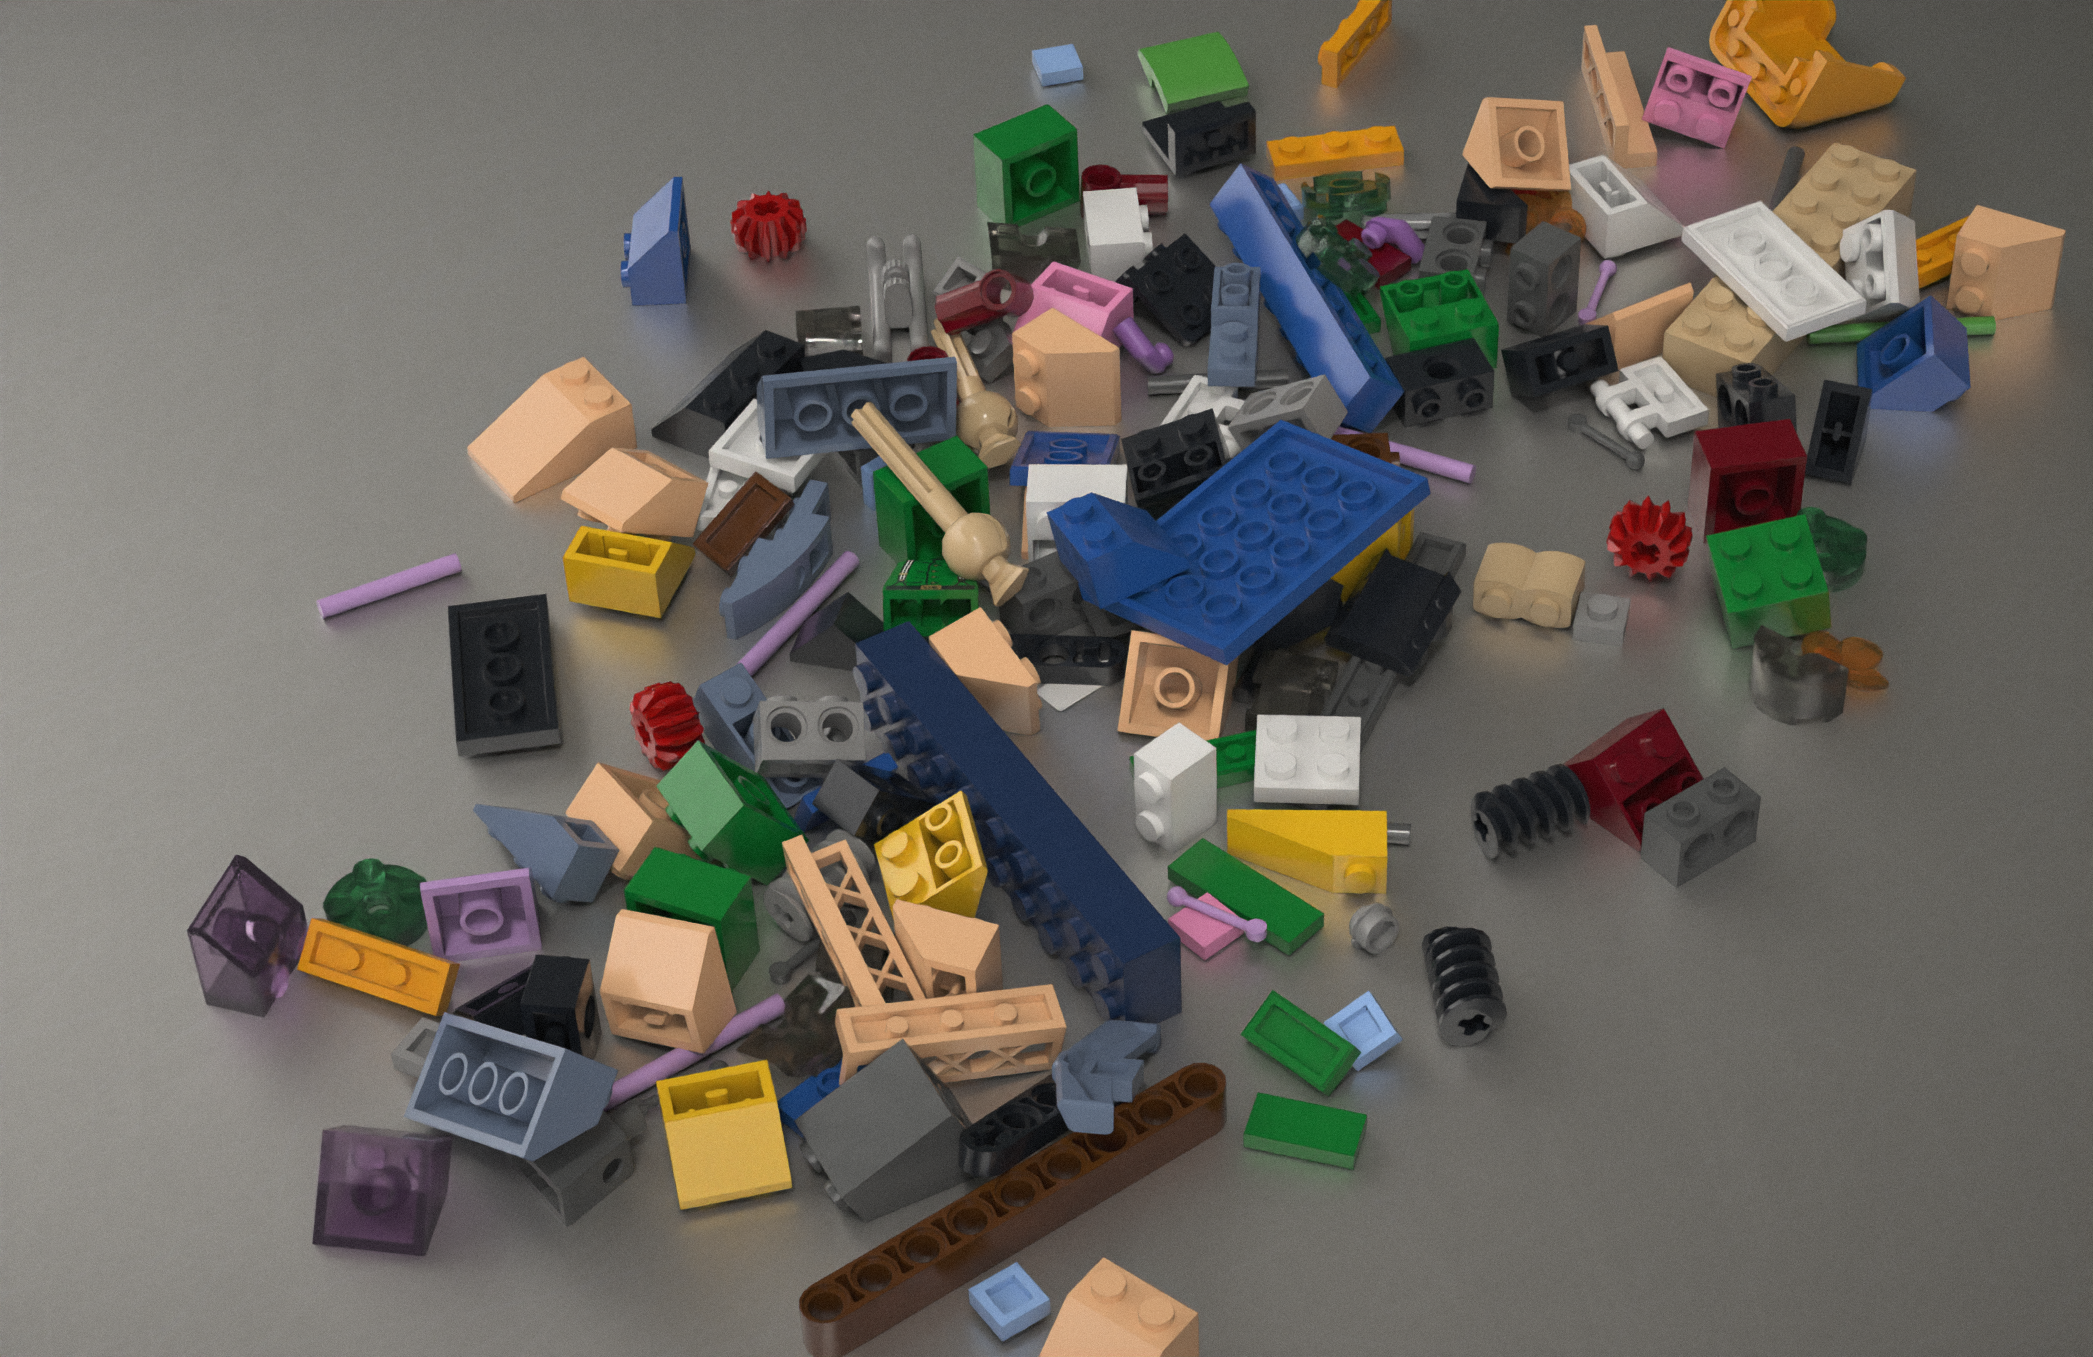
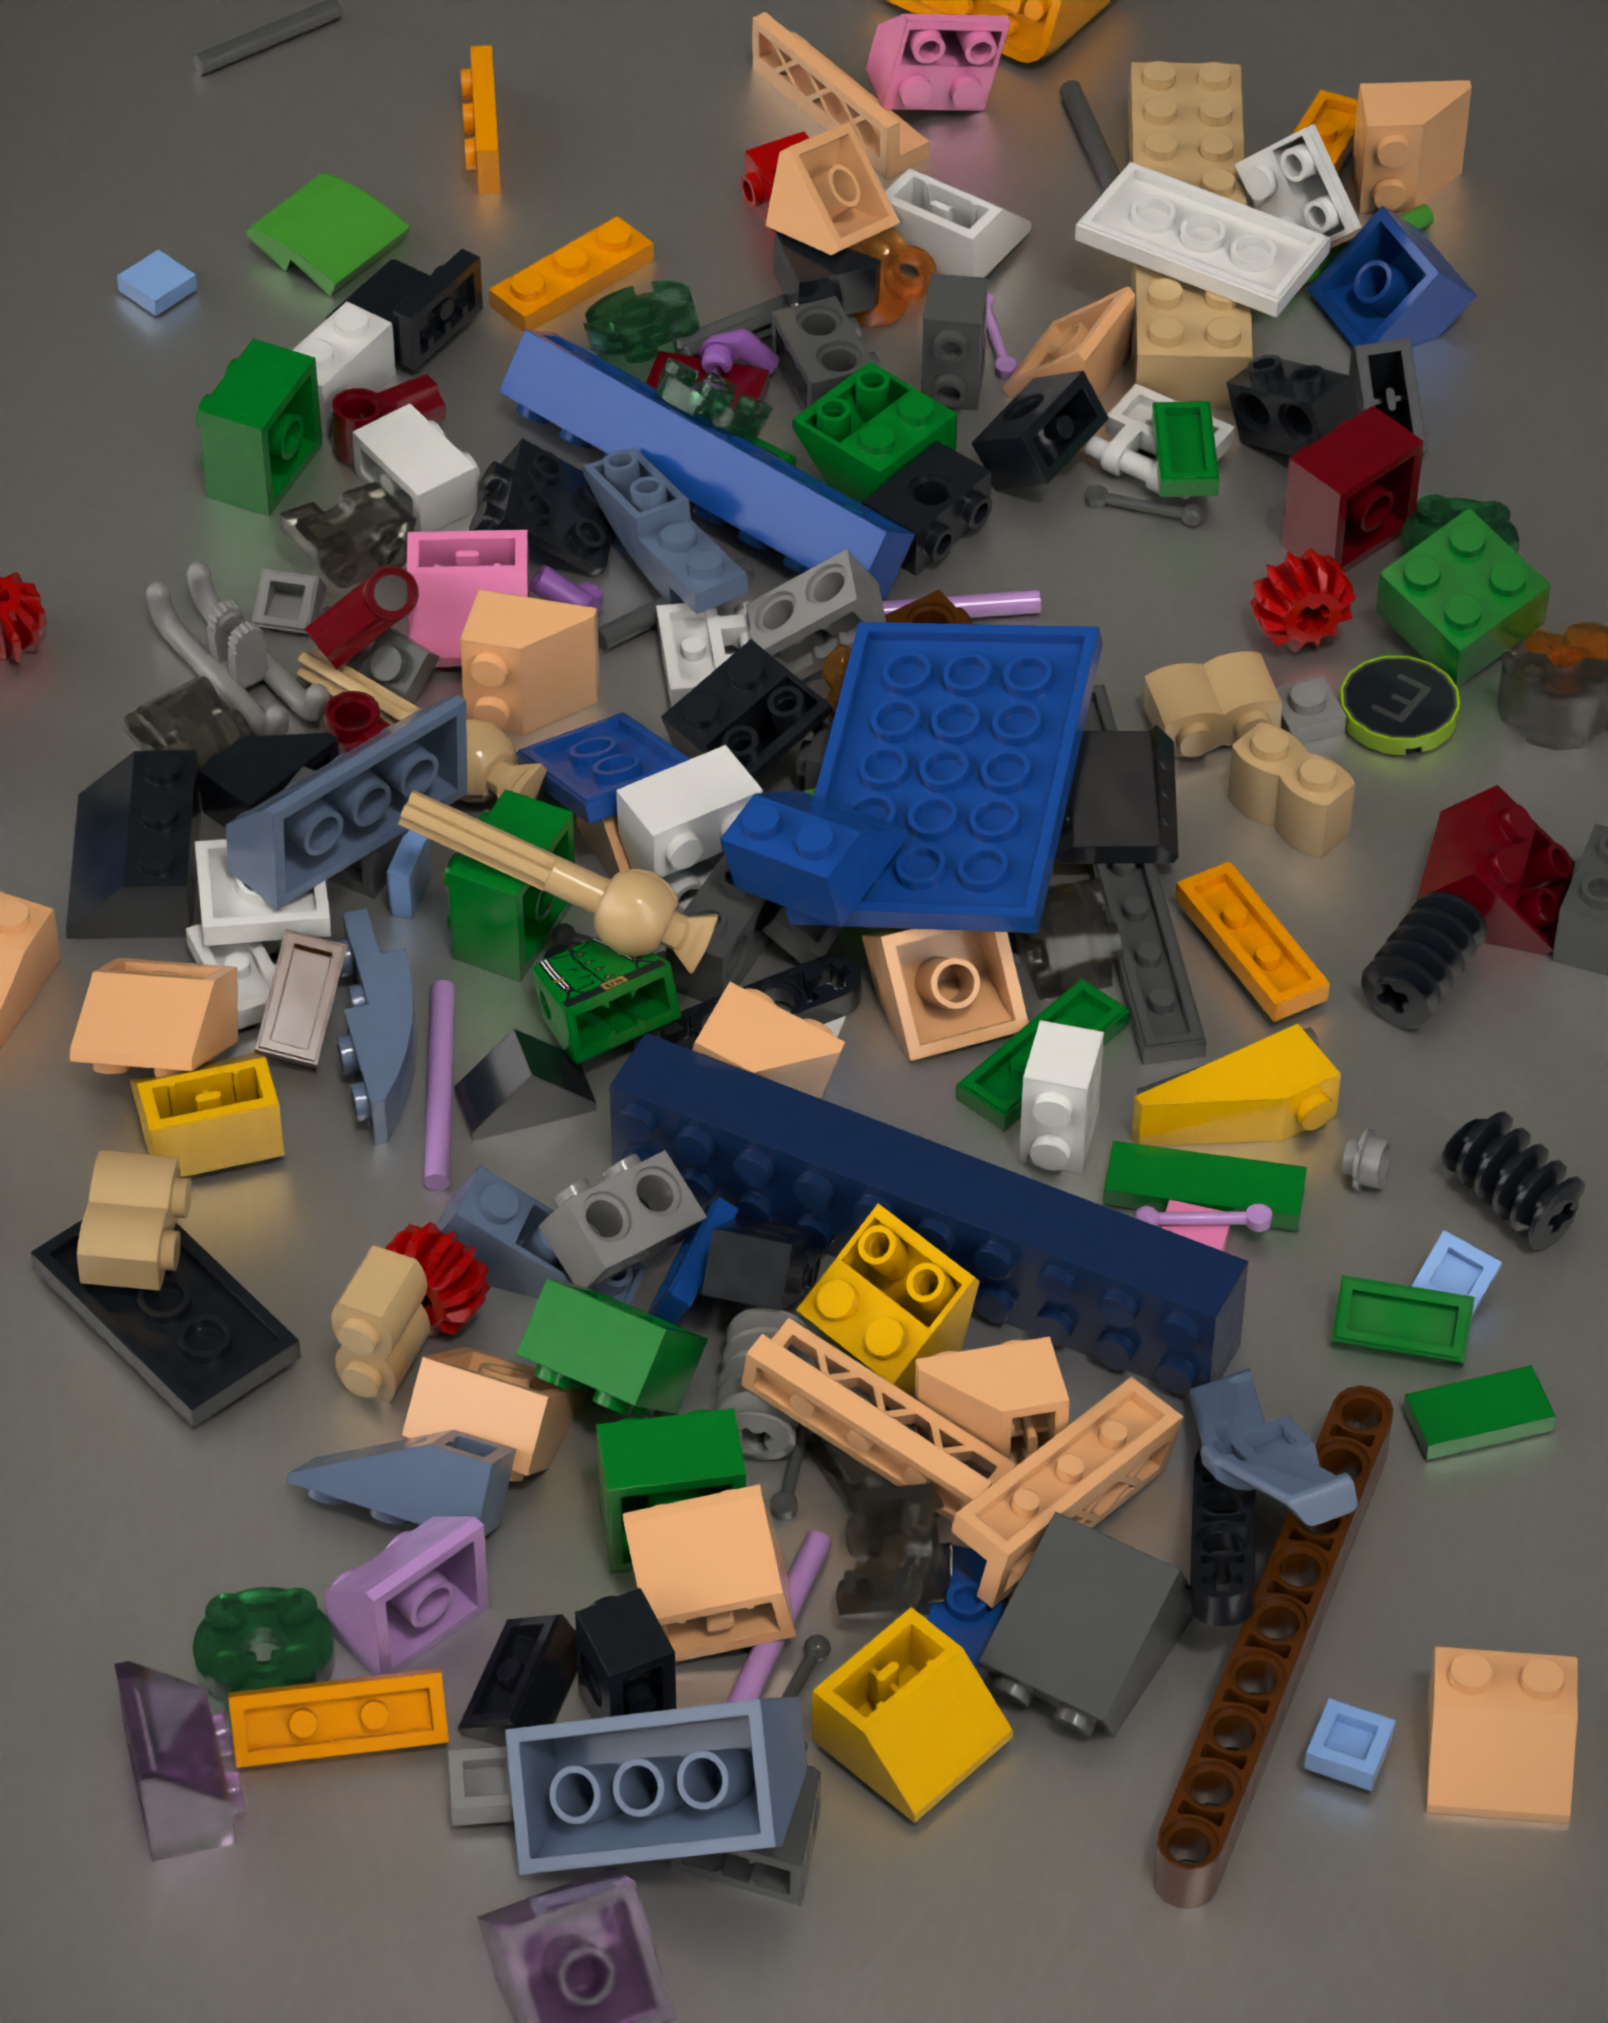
camera: 35 degrees left, 5 degrees up
(510, 607) = (131, 1220): none -> tan brick
(604, 728) = (380, 1323): none -> tan brick
(1128, 143) = (350, 352): none -> white brick
(1307, 759) = (1154, 1002): white plate -> none
(1419, 750) = (1252, 941): none -> light orange plate
(1532, 661) = (1291, 789): none -> tan brick
(1653, 409) = (1185, 449): none -> green tile
(1674, 640) = (1399, 704): none -> tile

